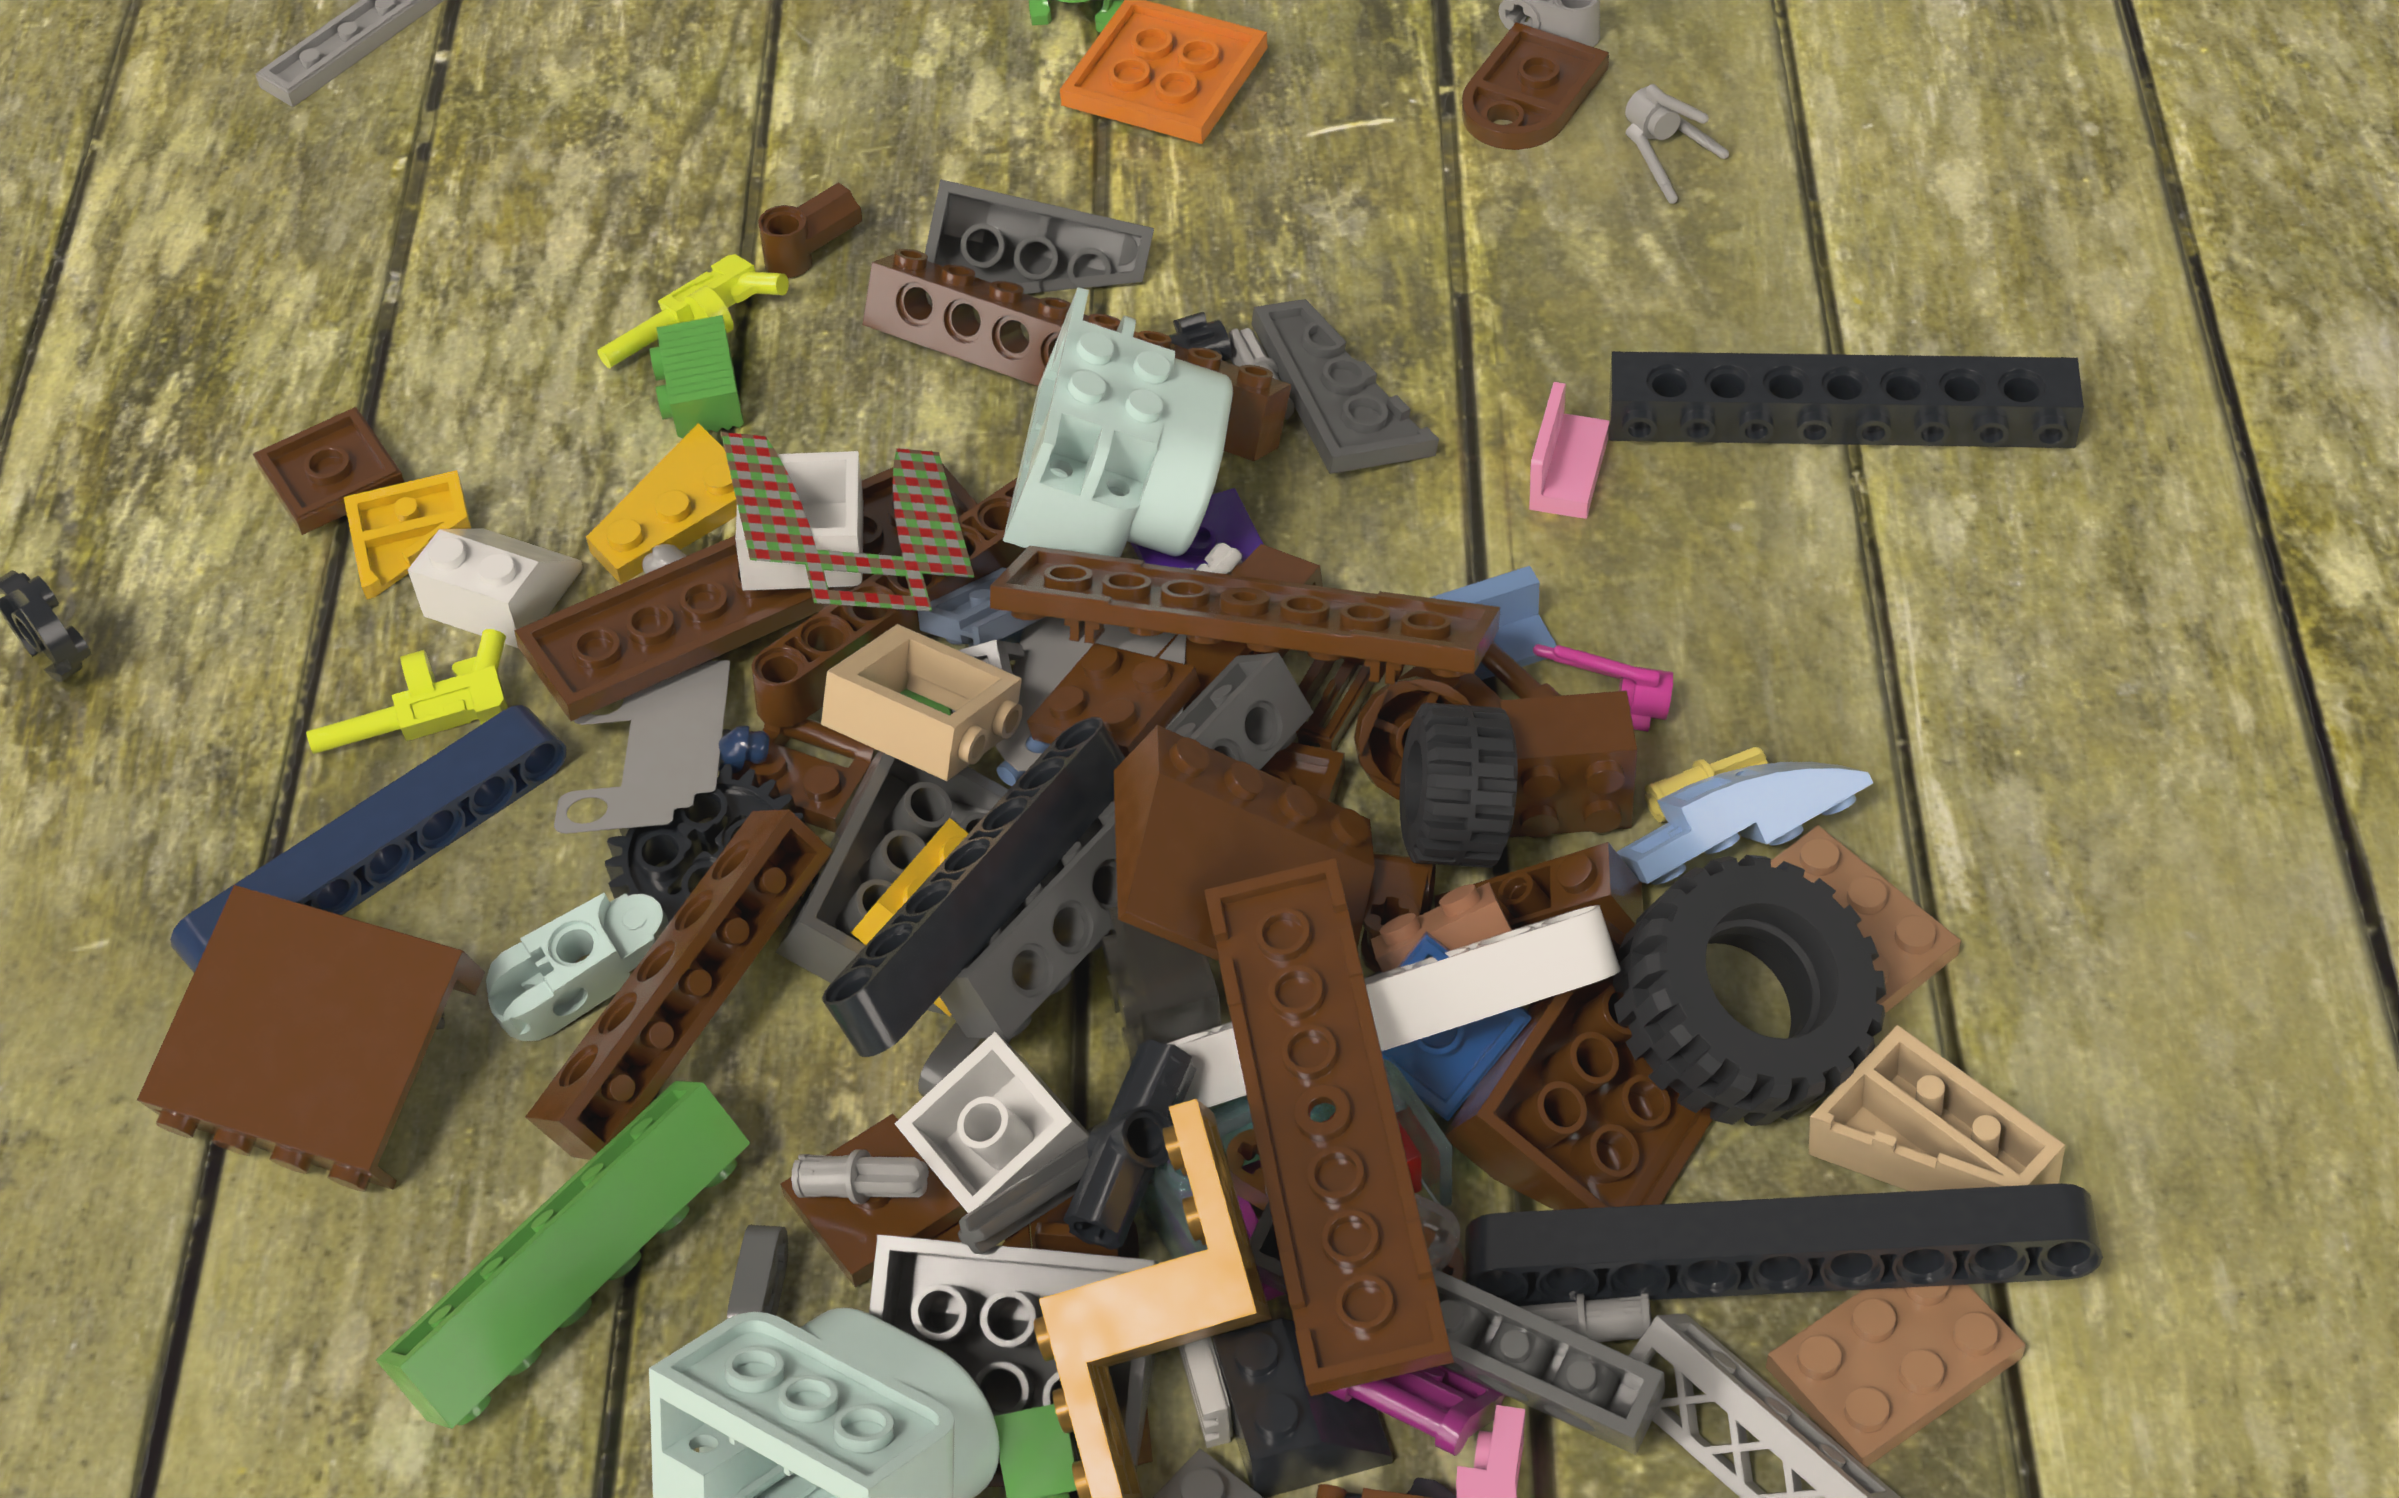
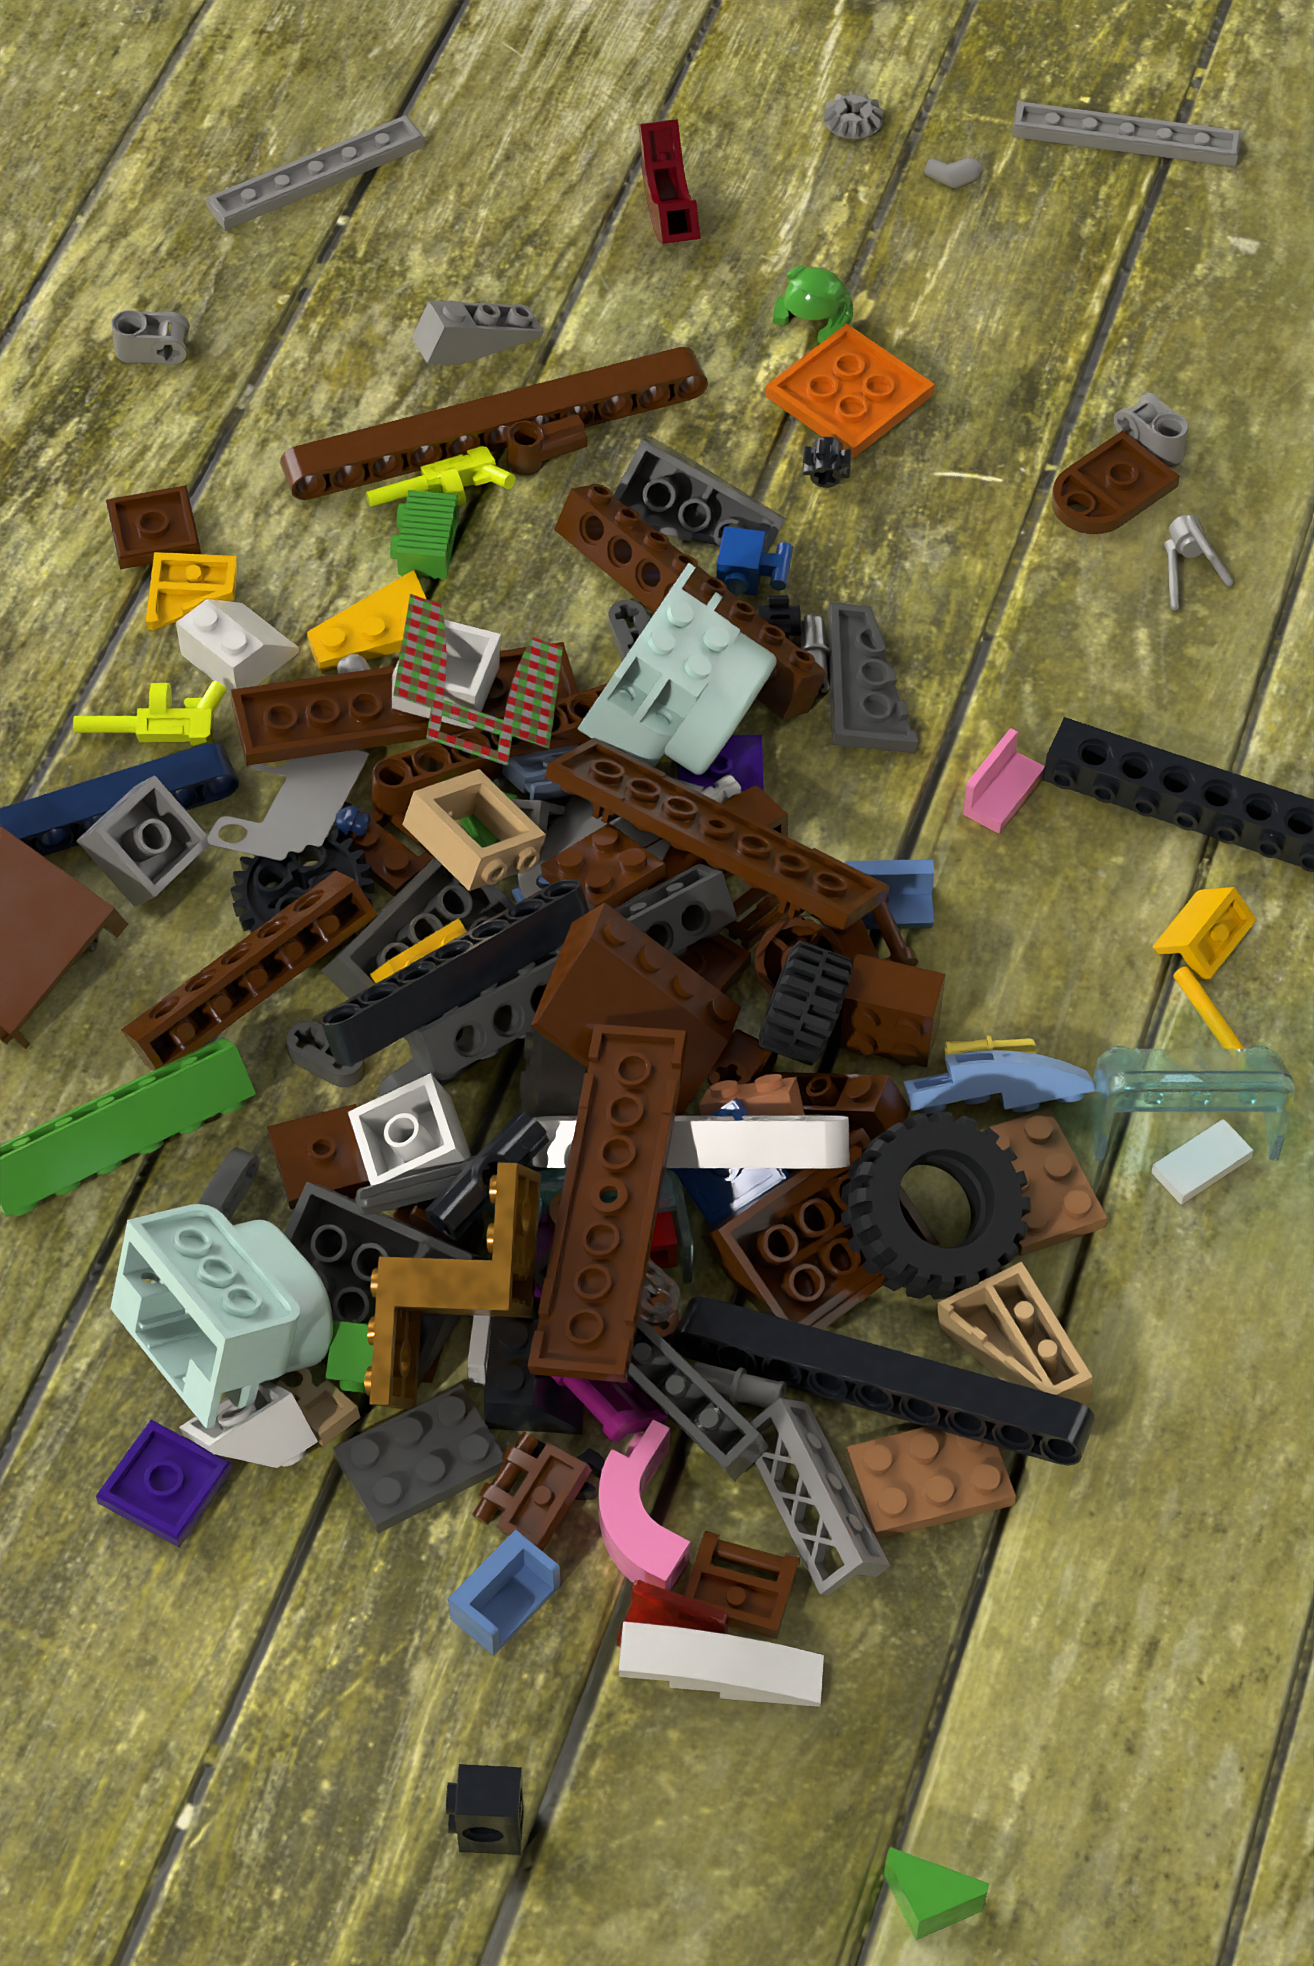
camera: 15 degrees right, 5 degrees up
(235, 251) = (146, 337): none -> light grey piece
(467, 857) = (144, 841): none -> light grey brick
(541, 988) = (162, 943): light aqua piece -> none
(635, 275) = (433, 436): none -> reddish brown beam
(656, 131) = (468, 331): none -> light grey slope
(822, 1063) = (320, 1059): none -> dark grey beam
(858, 1176) = (313, 1139): light grey axle -> none
(1005, 426) = (623, 636): none -> dark grey beam
(1122, 289) = (744, 561): none -> blue brick
(1174, 153) = (826, 462): none -> black gear
(1647, 688) = (973, 972): dark pink plant -> none
(1905, 548) = (1207, 930): none -> yellow panel
(1970, 658) = (1207, 1009): none -> yellow bar
(1999, 727) = (1192, 1082): none -> clear light blue windscreen
(2041, 832) = (1202, 1161): none -> white tile

